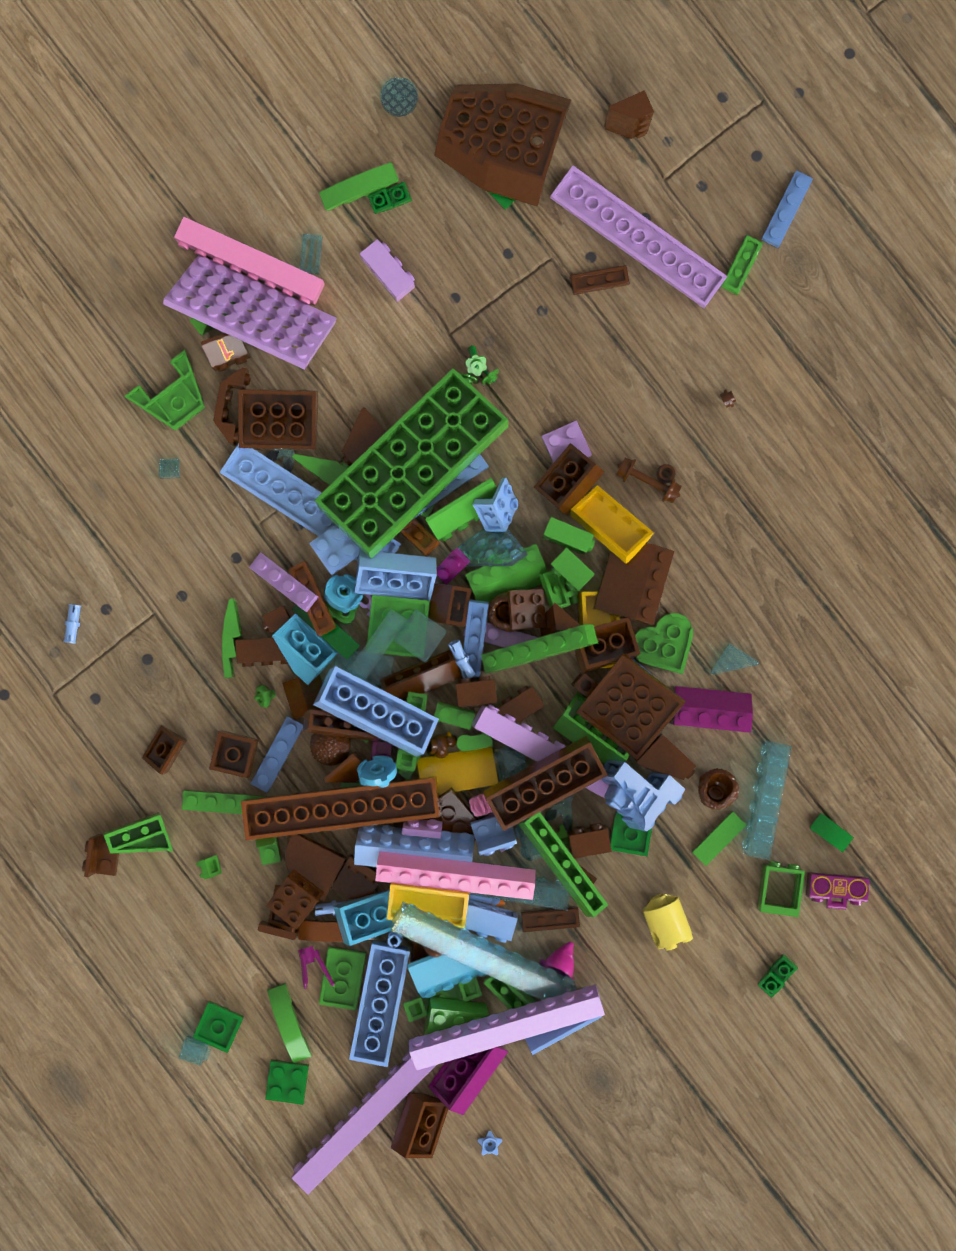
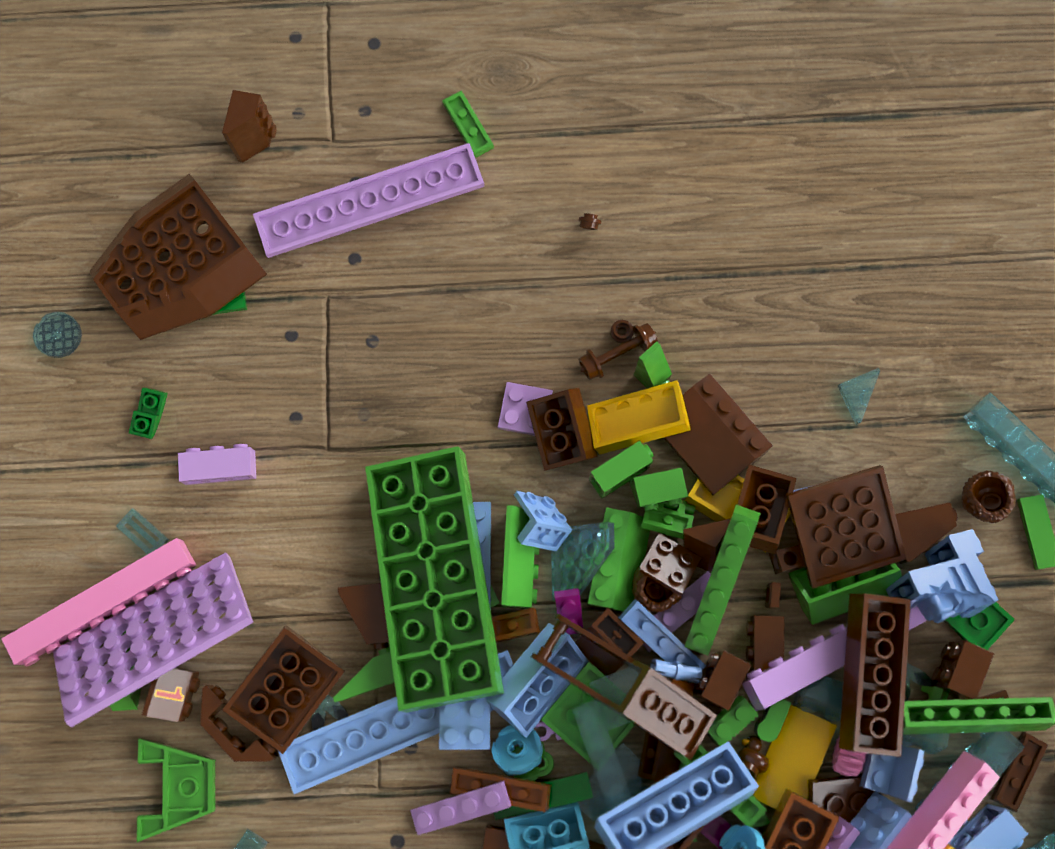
camera: 55 degrees left, 10 degrees down
(359, 186) = (112, 435): bright green slope -> none
(428, 650) = (651, 702): none -> reddish brown piece
(476, 366) = (381, 441): bright green plant -> none
(554, 690) = (772, 595): none -> reddish brown tile
(599, 280) = (383, 265): reddish brown tile -> none
(651, 511) = (653, 367): none -> bright green slope
(666, 643) = (798, 446): bright green plate -> none
(714, 709) = (901, 442): magenta slope -> none
(787, 209) = (445, 49): medium blue plate -> none

